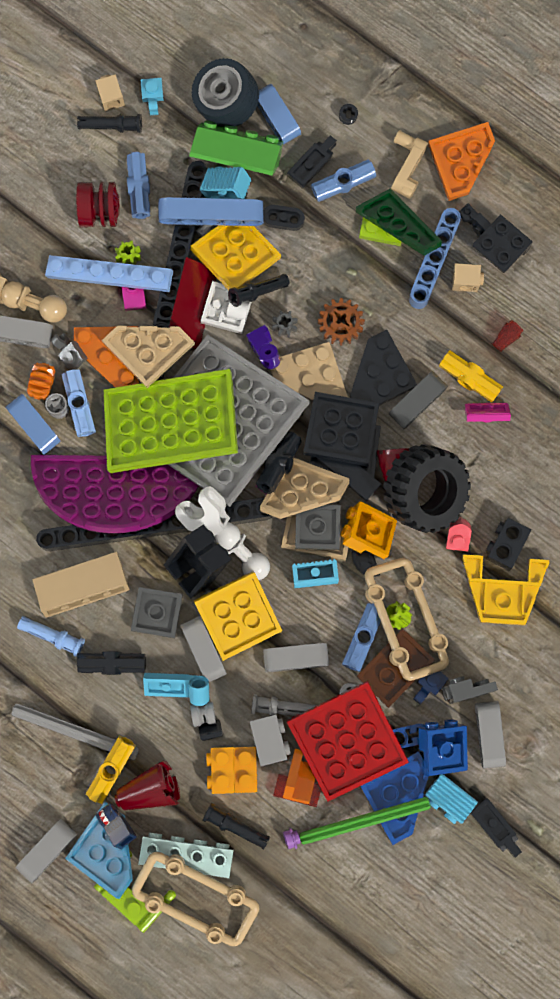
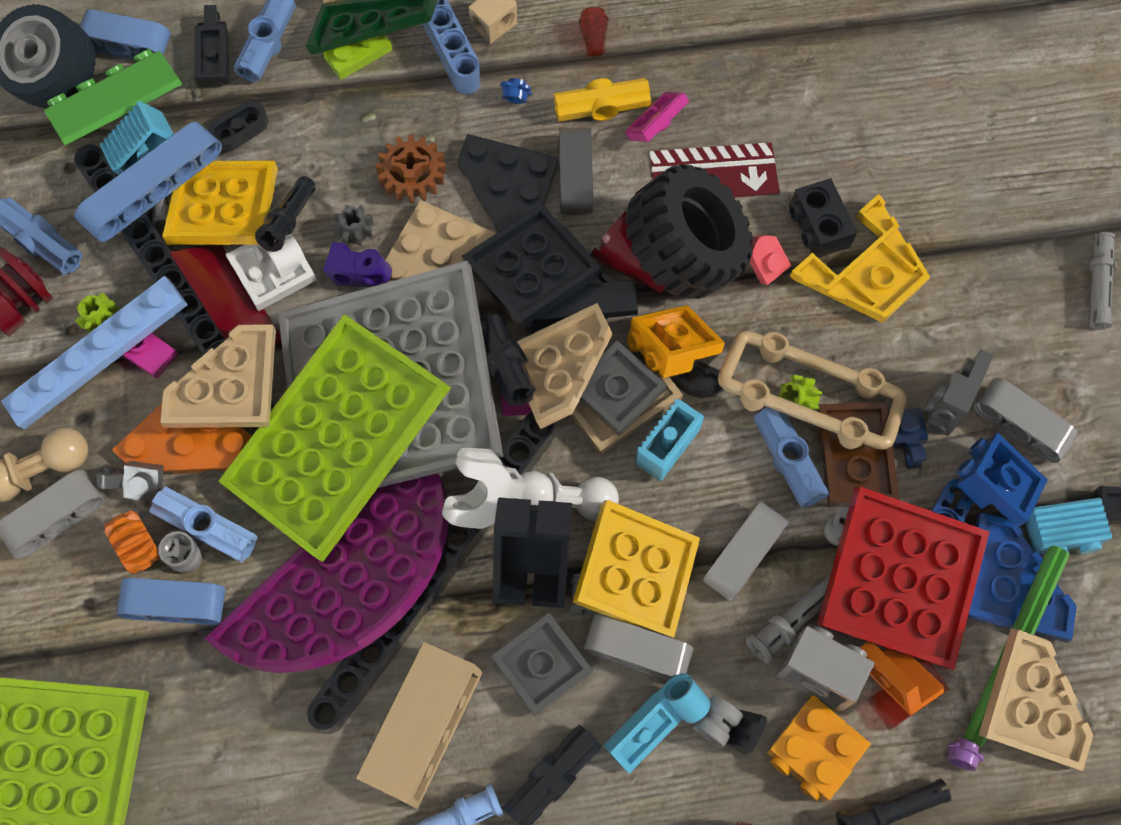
camera: 50 degrees left, 10 degrees down
(341, 851) = (1035, 704): none -> tan plate
(433, 330) = (516, 91): none -> blue plate
(489, 468) = (743, 168): none -> dark red sticker

